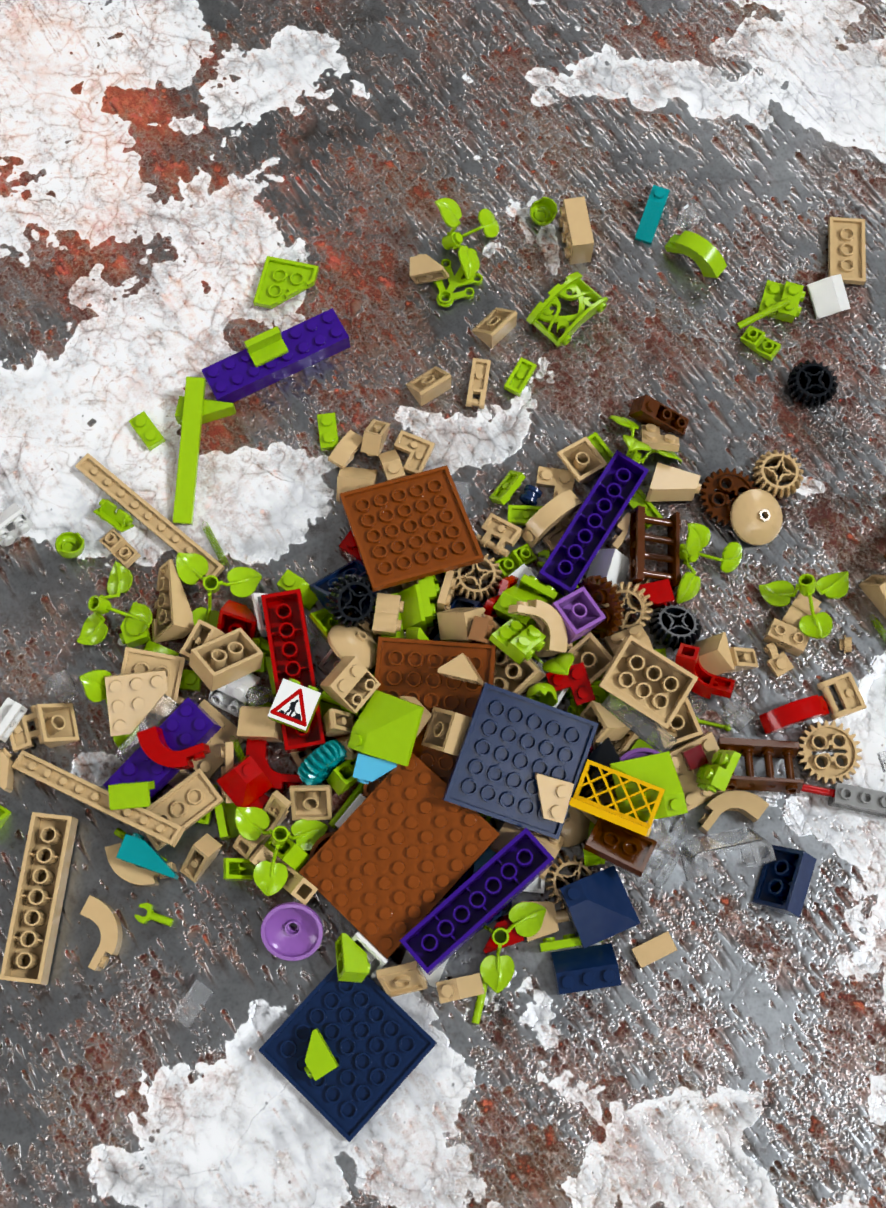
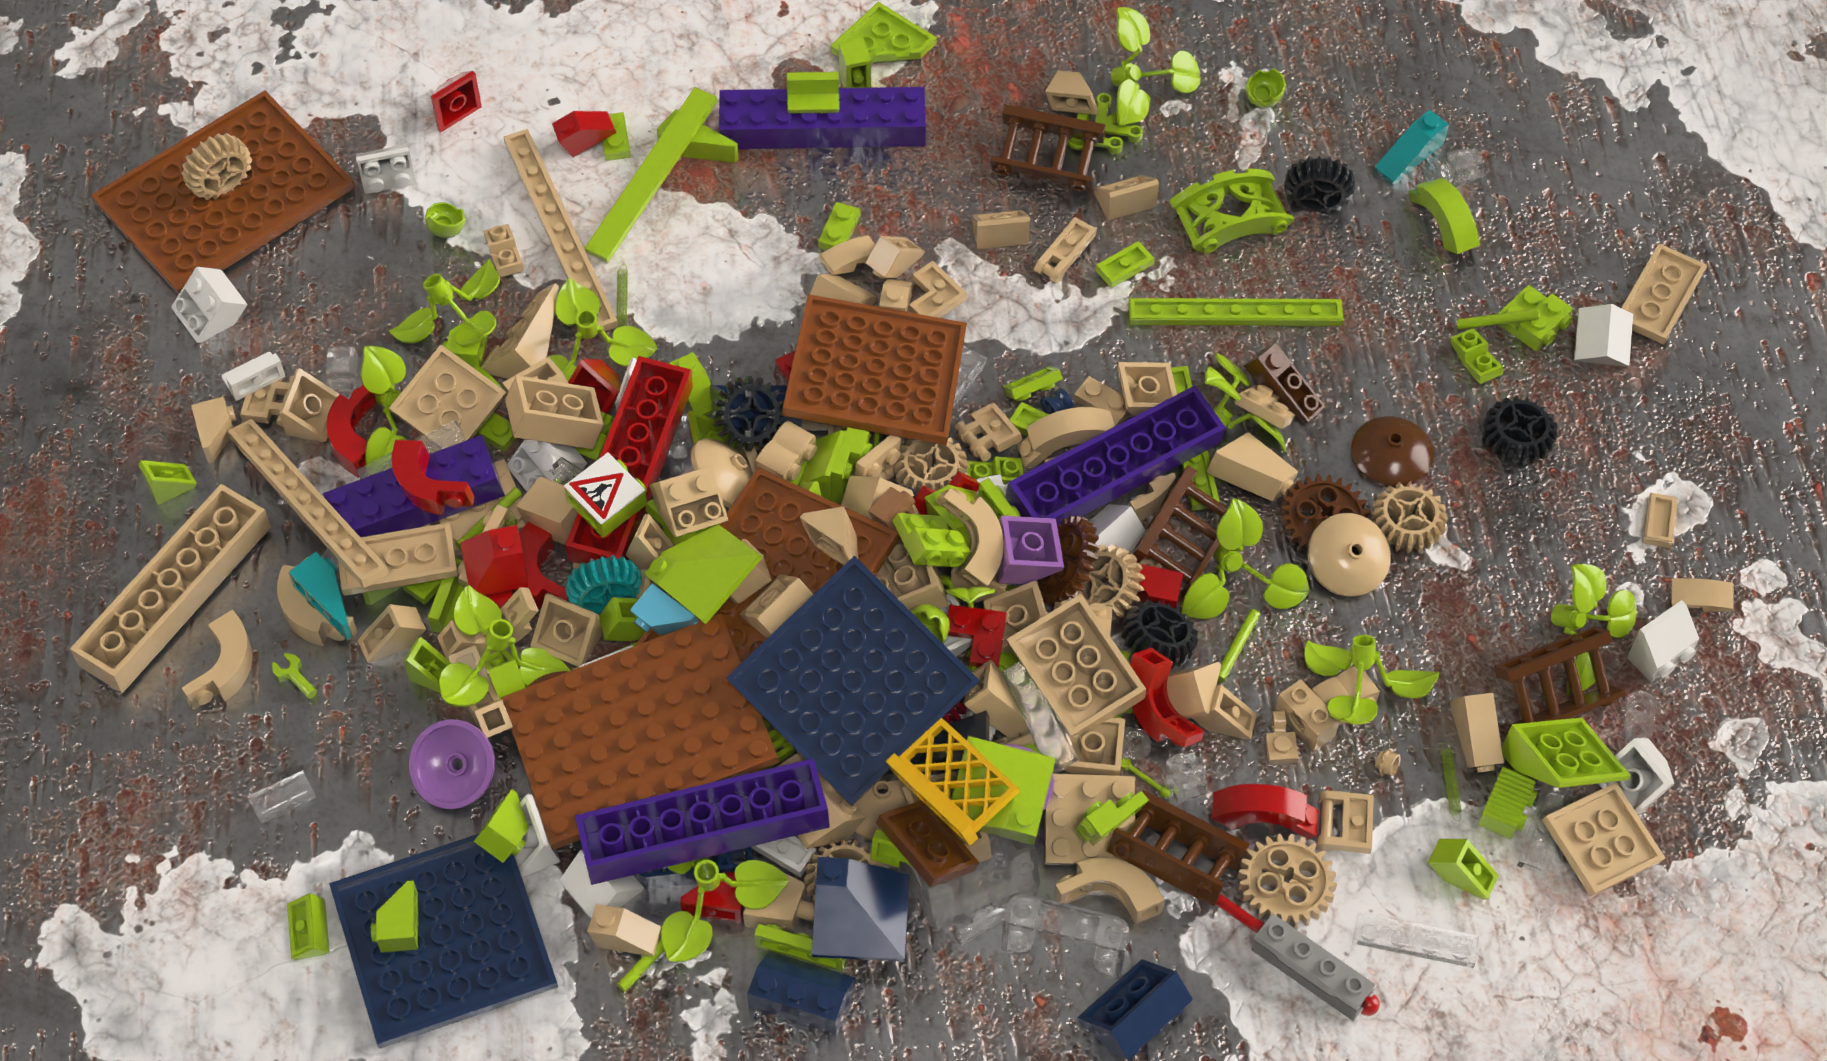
camera: 25 degrees right, 15 degrees down
(27, 452) = (455, 99): none -> red slope
(86, 730) = (341, 427): none -> red arch
(120, 520) = (522, 218): lime hinge -> none
(126, 438) = (583, 130): none -> red slope
(130, 795) = (348, 508): lime panel -> none
(132, 698) = (415, 406): tan plate -> none
(216, 758) = (478, 528): none -> lime bar
(259, 1083) = (308, 927): none -> lime slope
(279, 312) = (854, 64): none -> lime brick
(402, 979) = (556, 881): tan plate -> none
(437, 299) = (1043, 123): none -> reddish brown fence
(554, 797) = (871, 743): tan wing -> none
(576, 230) = (1295, 122): tan brick -> none
(602, 379) = (1235, 312): none -> lime tile
(613, 267) = (1319, 184): none -> black gear
(654, 949) = (908, 1011): tan tile -> none
(694, 757) = (1090, 790): dark red tile -> none
(719, 606) = (1238, 644): none -> lime bar
(740, 441) = (1391, 462): none -> reddish brown dish

